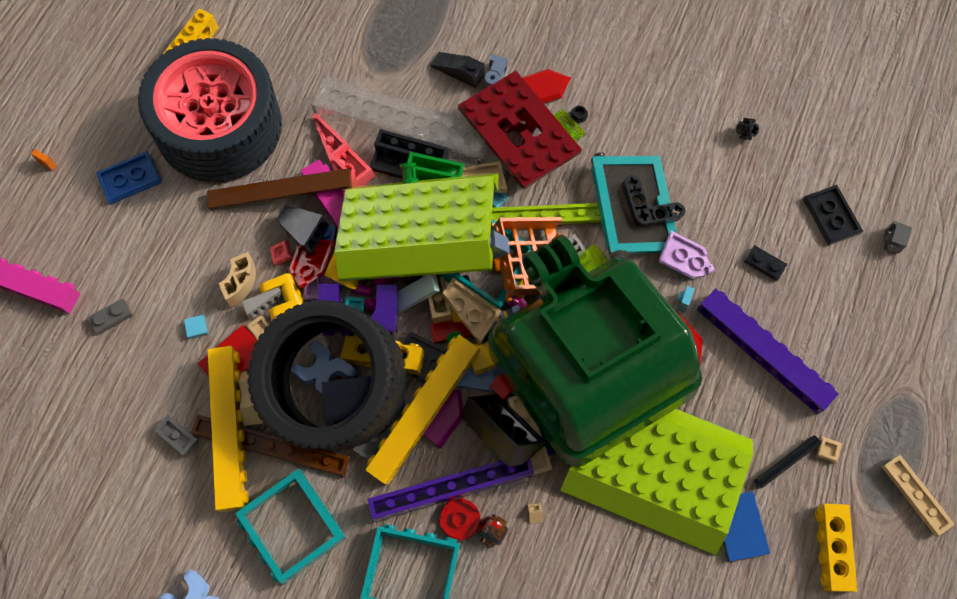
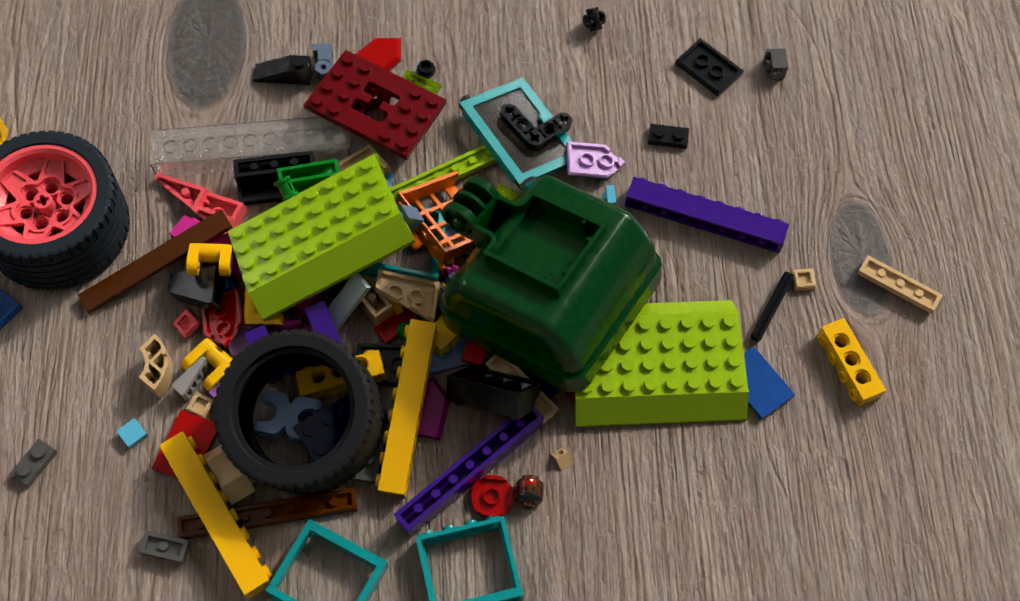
camera: 25 degrees left, 5 degrees down
(323, 202) = (210, 253): none -> yellow connector

